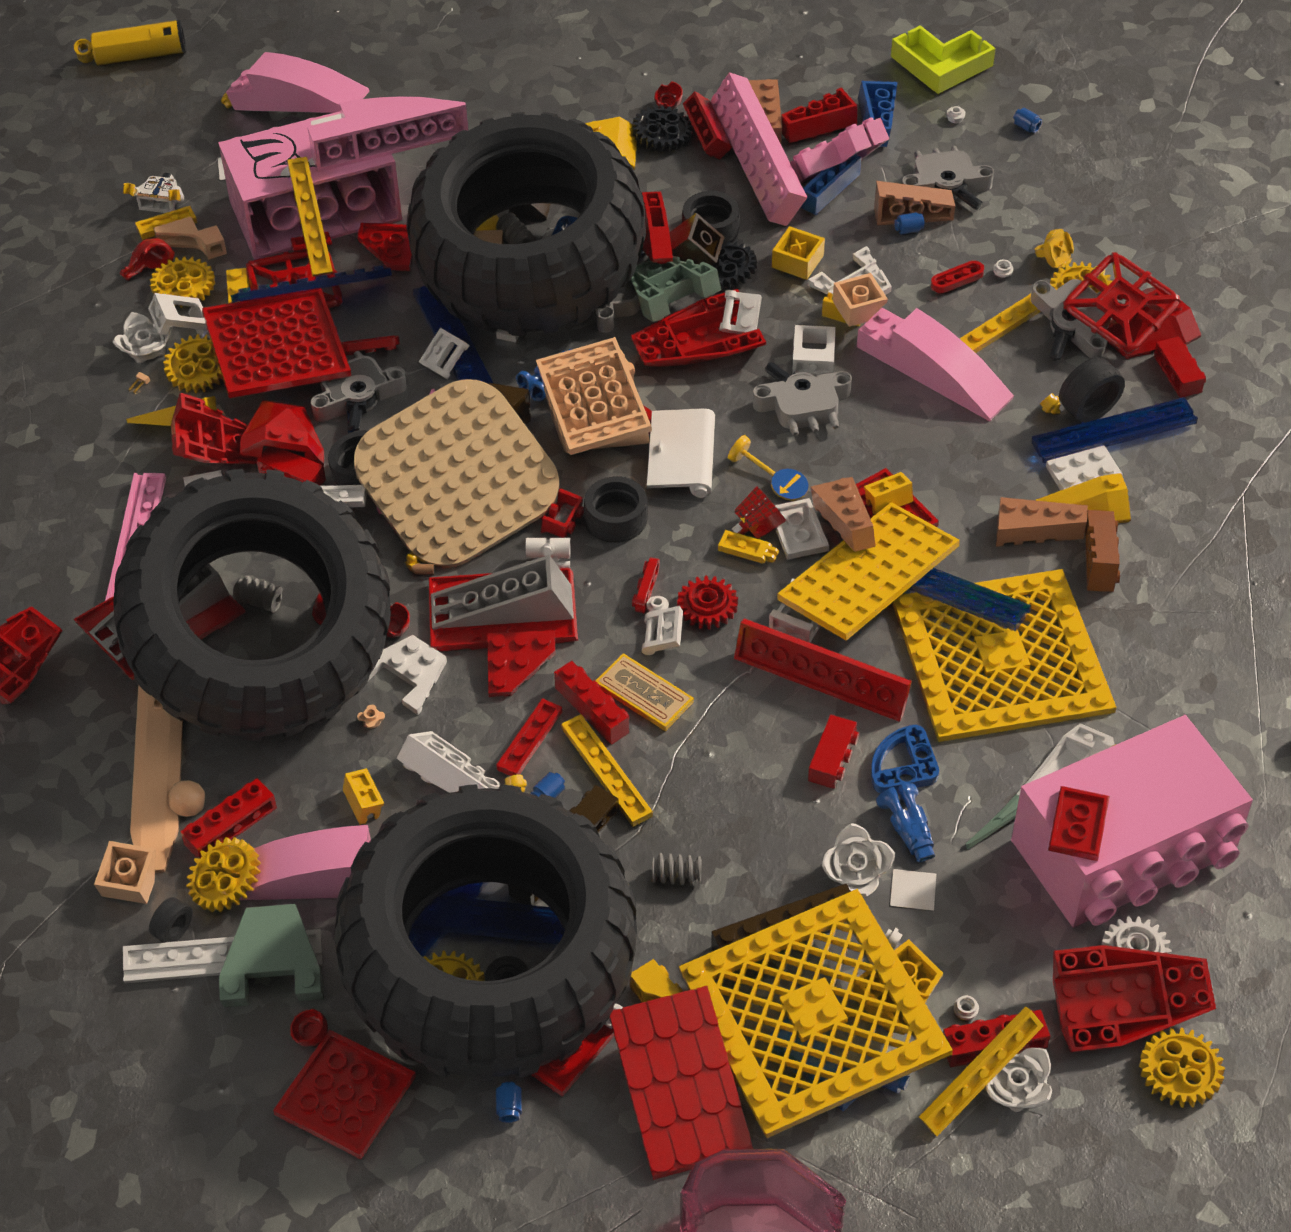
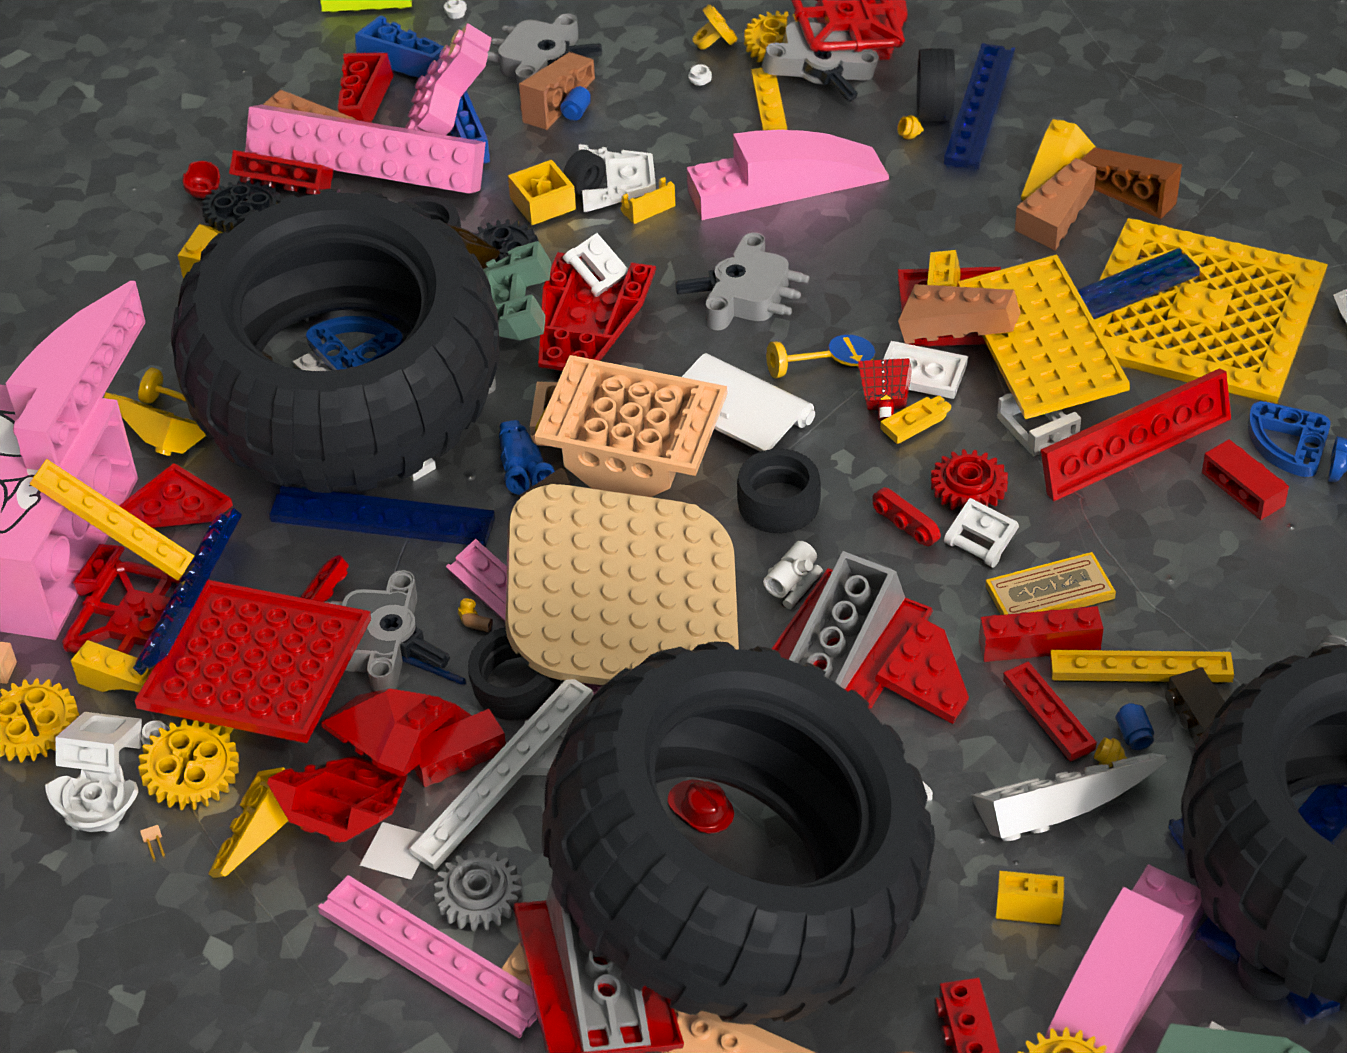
camera: 55 degrees left, 5 degrees down
(439, 350) = (398, 528): white plate -> none
(563, 514) = (749, 538): red window -> none
(657, 603) = (942, 520): white plate -> none
(813, 360) = (698, 255): white window -> none
(835, 253) = (585, 170): none -> black tyre
(858, 298) = (672, 170): light nougat slope -> none
(957, 276) = (681, 108): red plate -> none
(1081, 467) = (1011, 148): white plate -> none
(1179, 367) = (939, 29): red brick -> none

